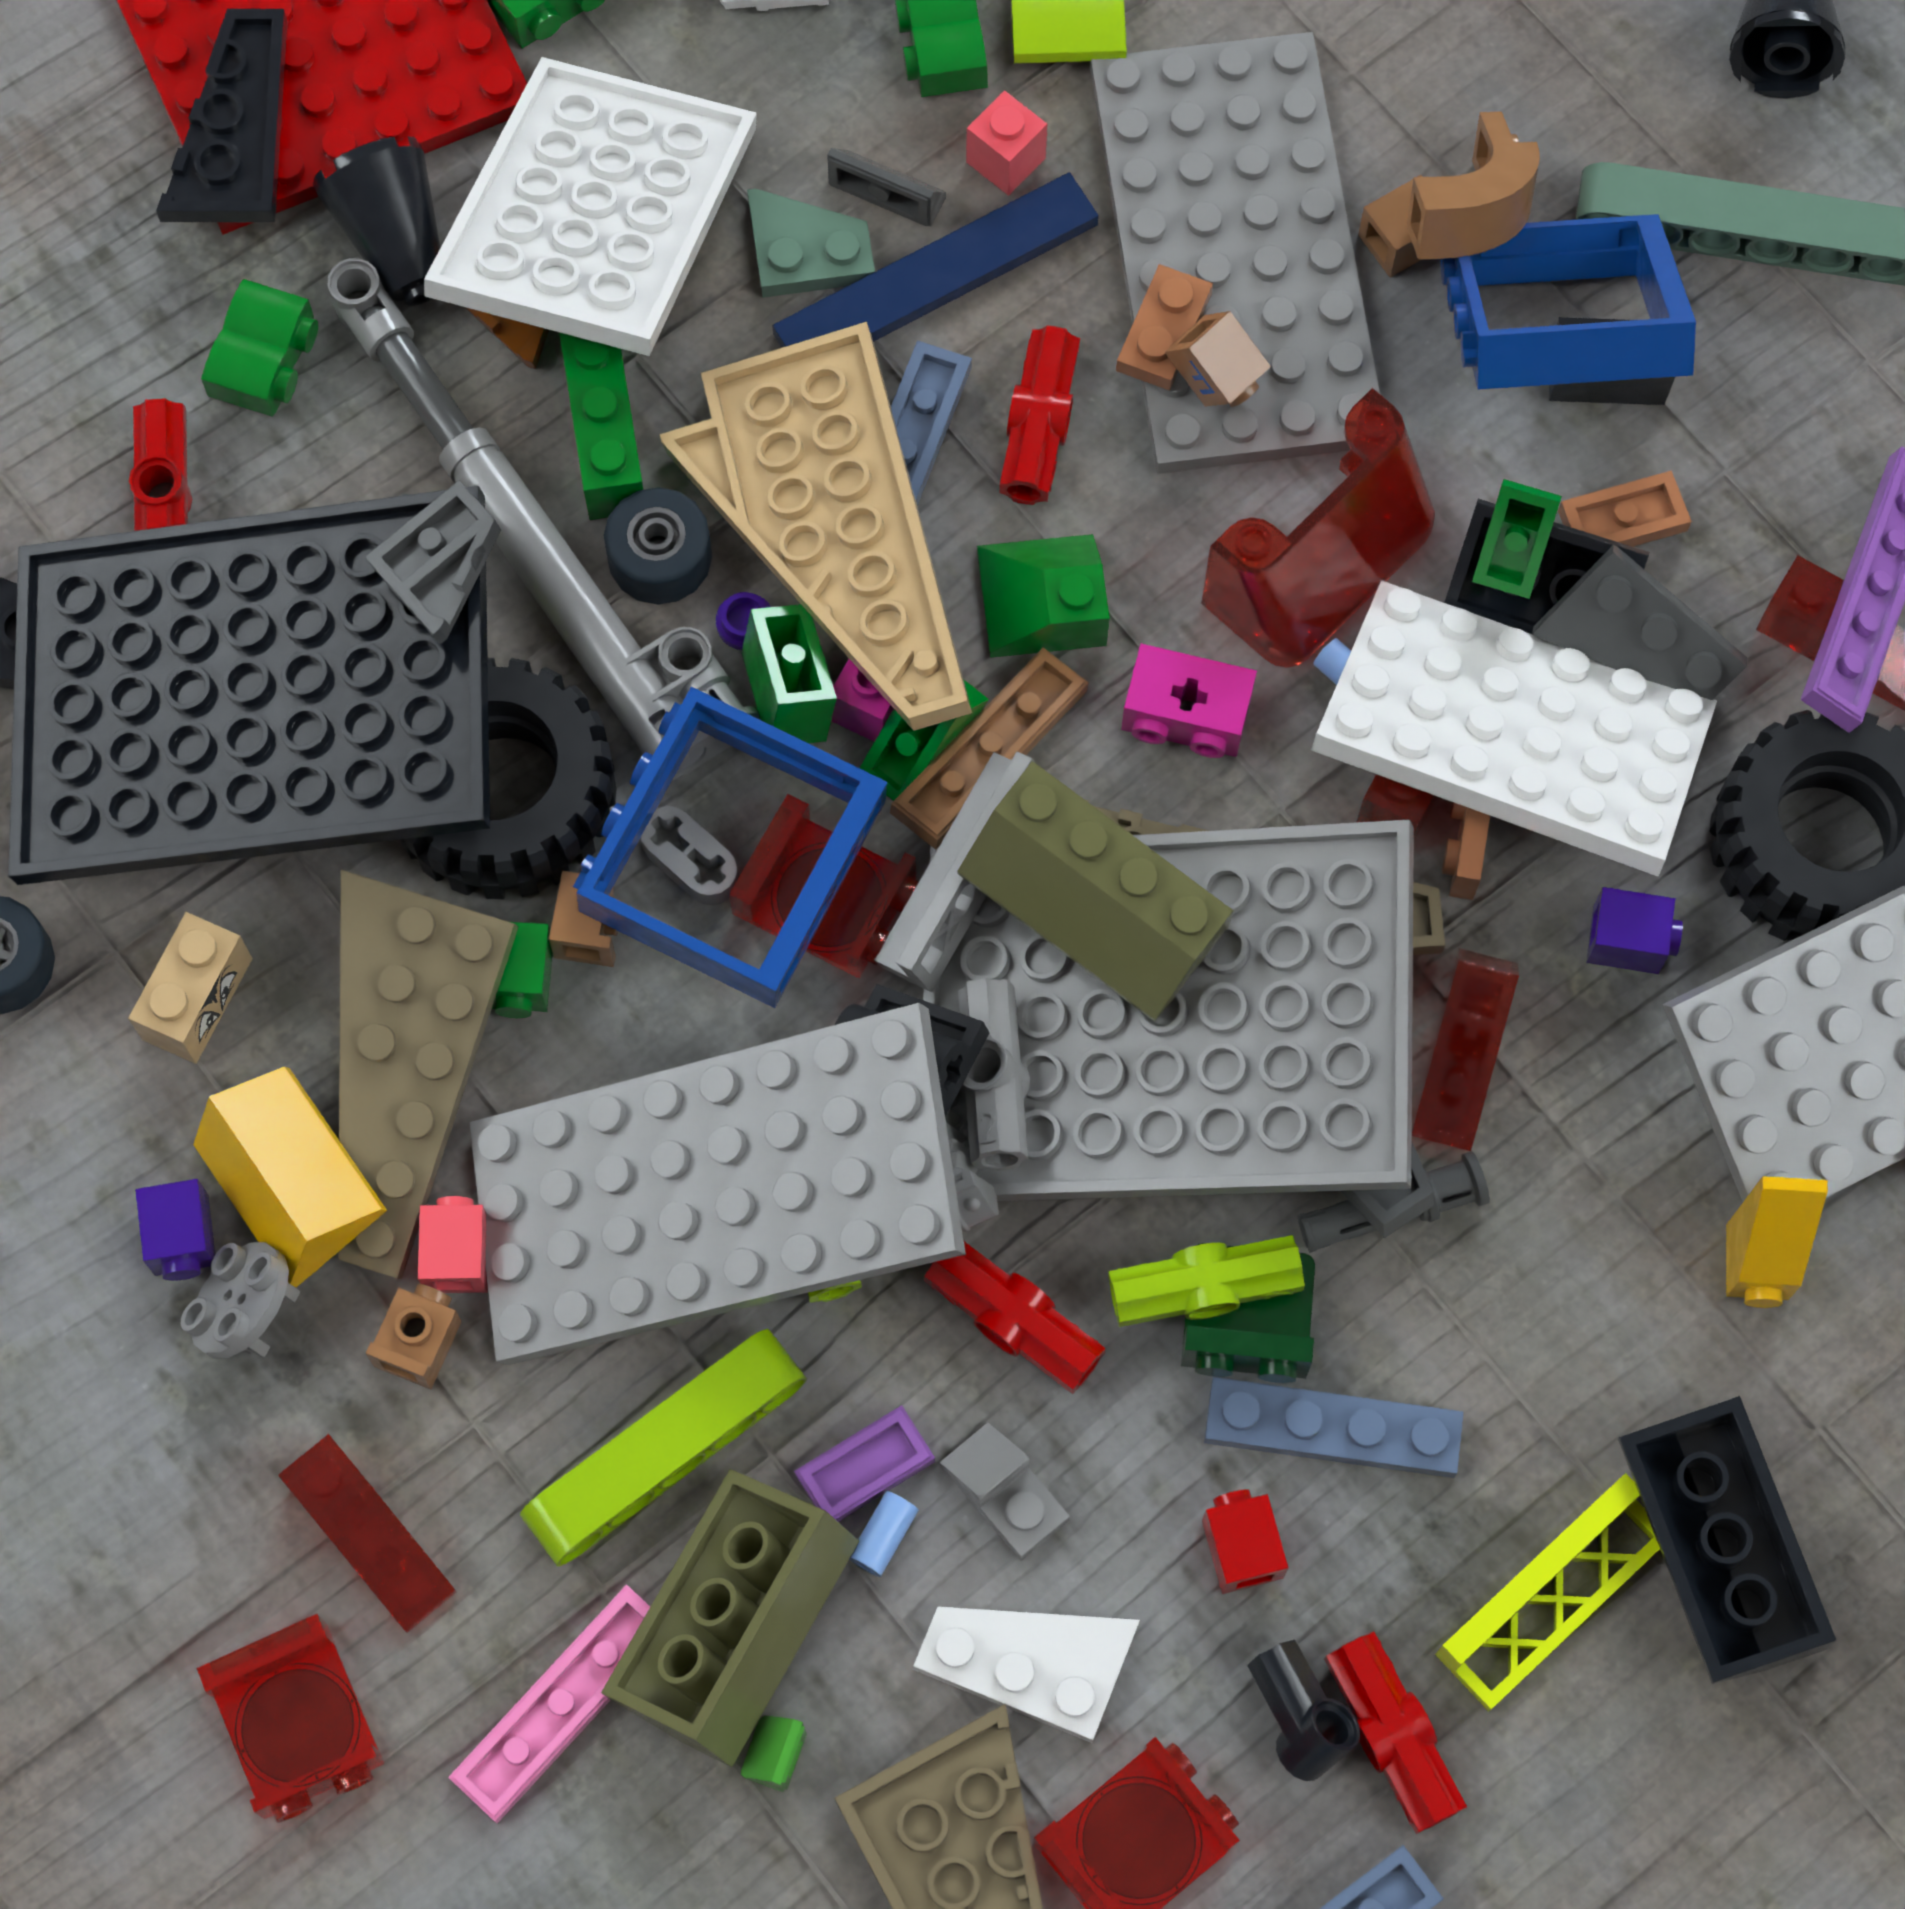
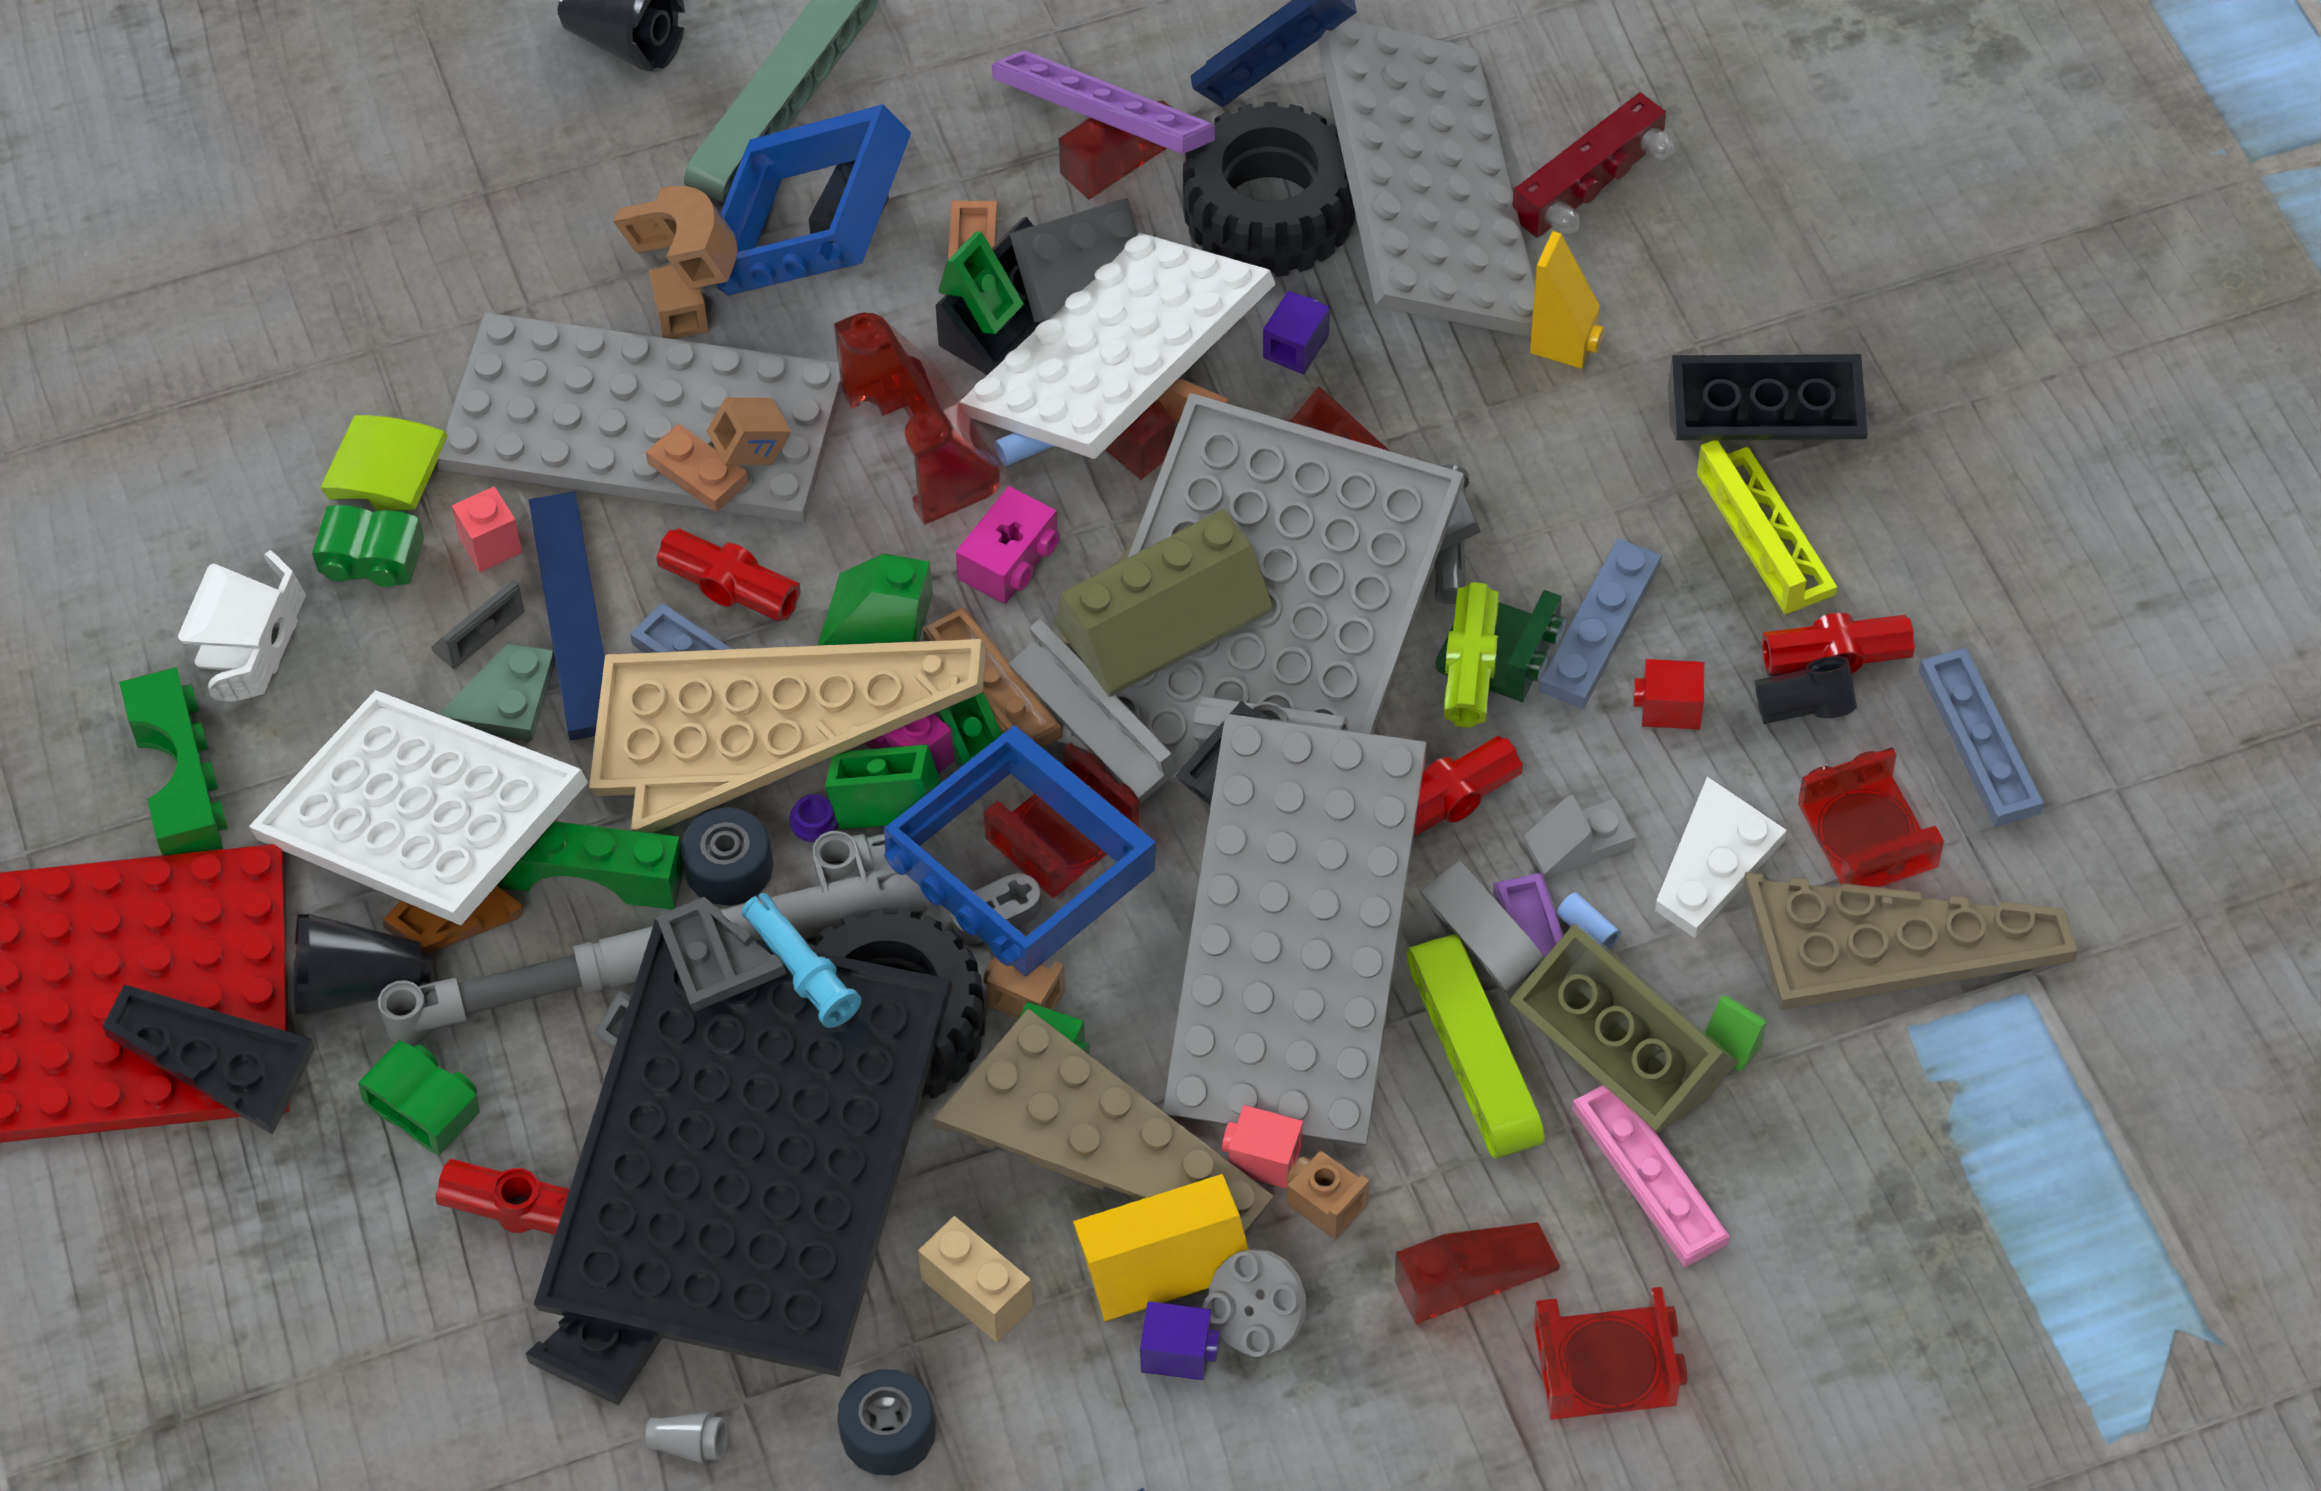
camera: 70 degrees left, 15 degrees down
(436, 671) = (813, 975): none -> medium azure pin
(823, 1407) = (1482, 925): none -> light grey beam

